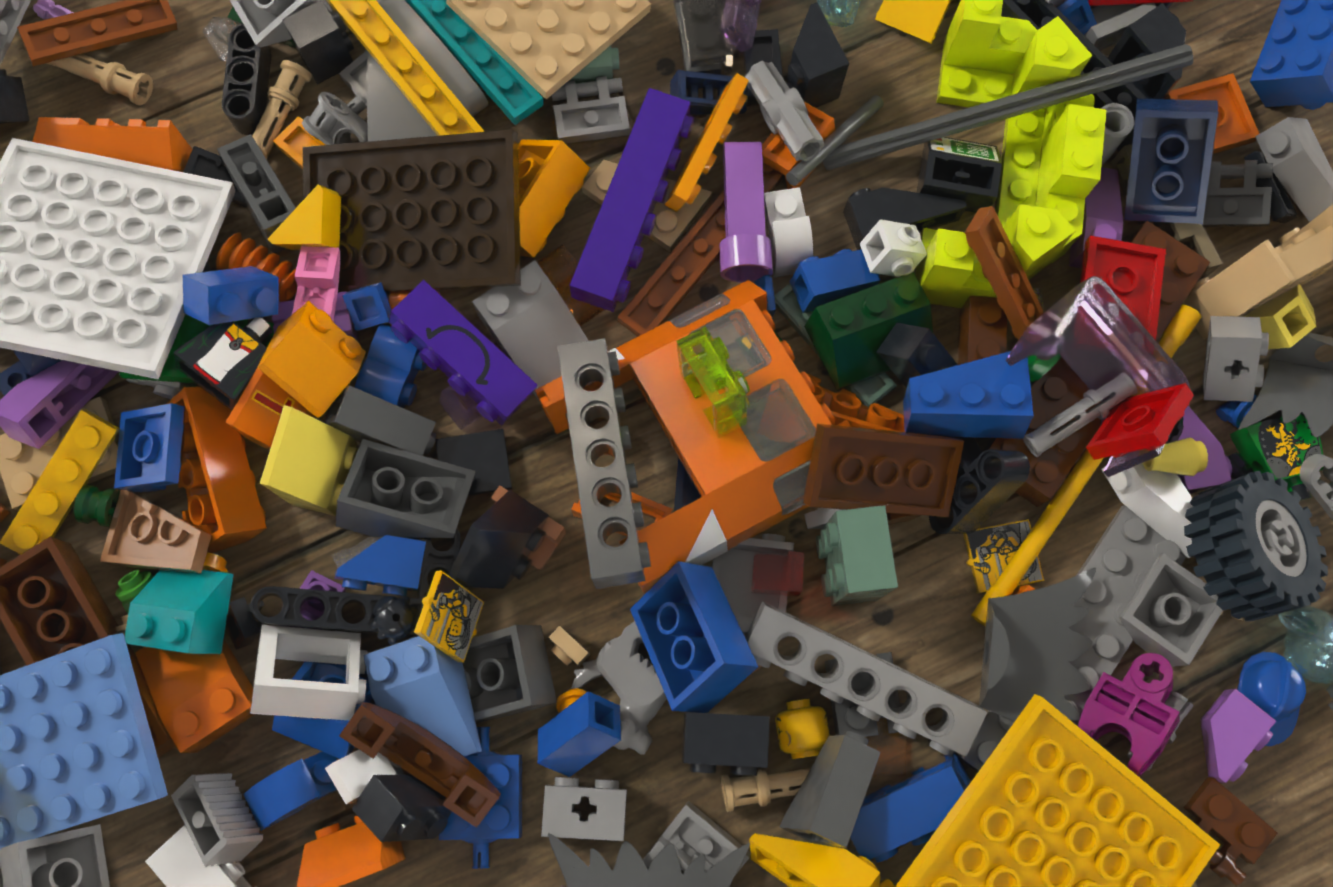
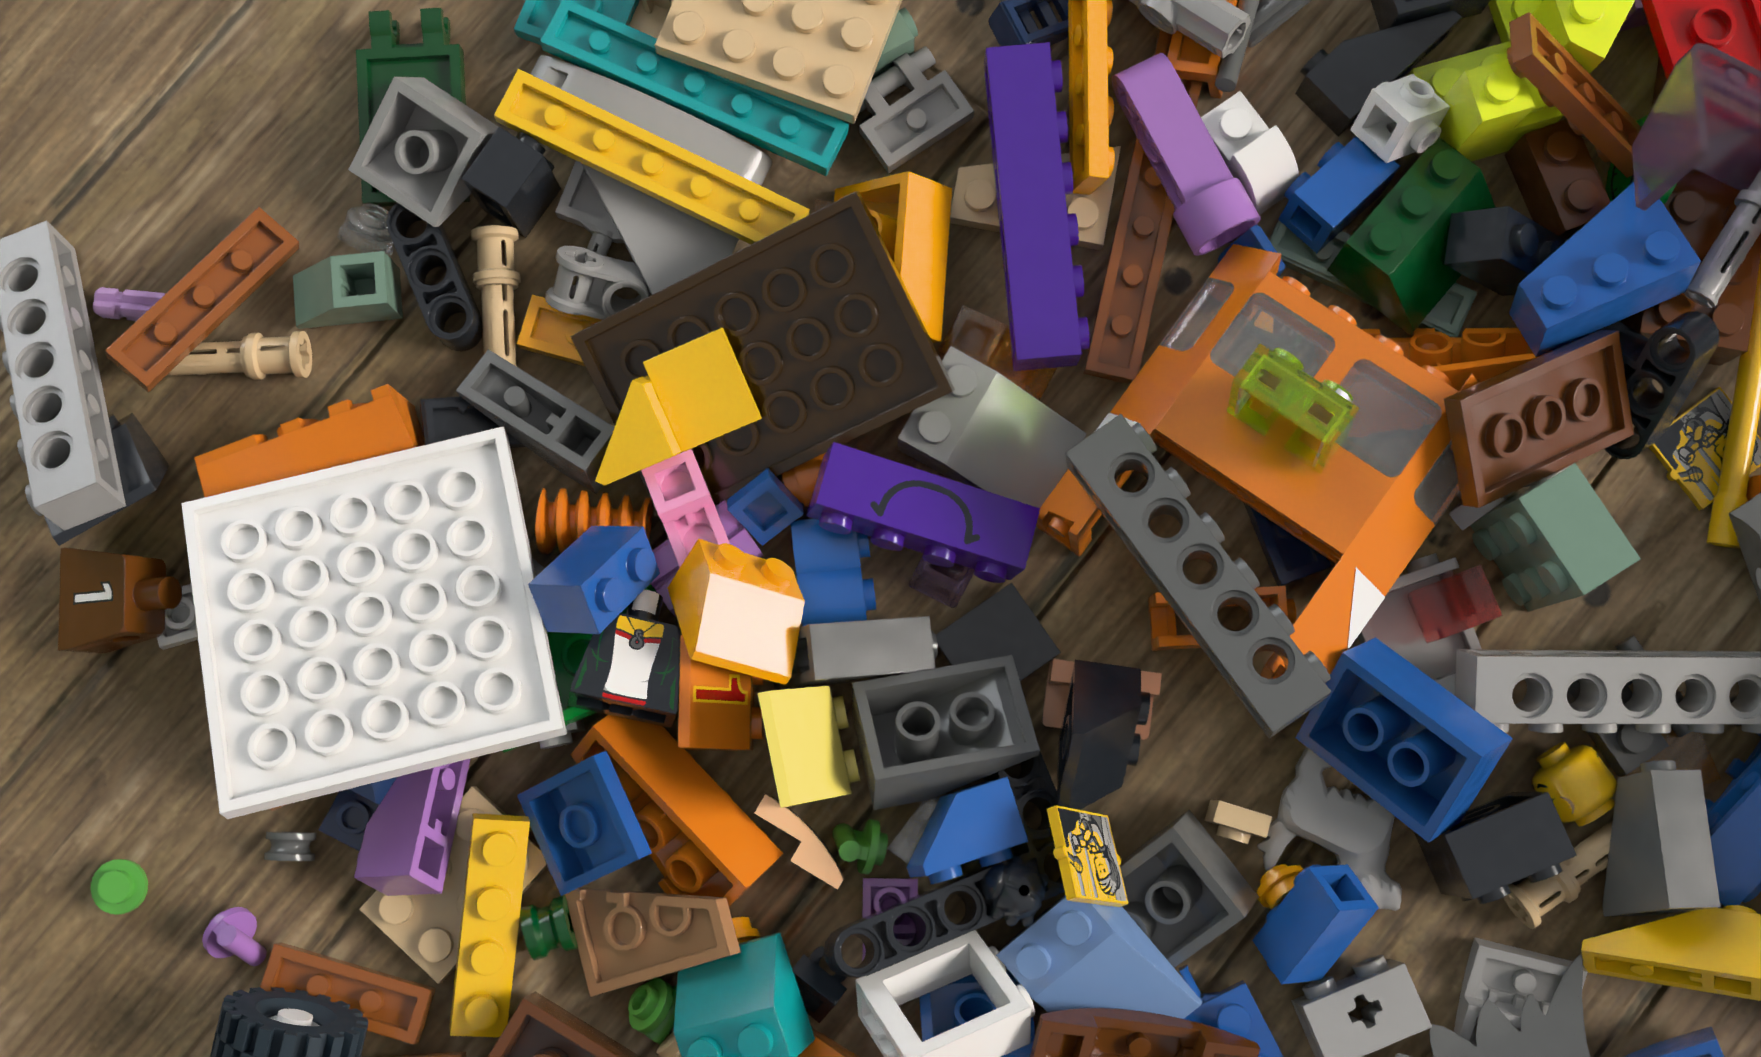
camera: 20 degrees left, 5 degrees up
(190, 64) = (348, 291): none -> sand green slope
(287, 535) = (812, 852): none -> light nougat slope
(319, 547) = (866, 846): none -> bright green plate
(362, 214) = (702, 389): none -> yellow piece

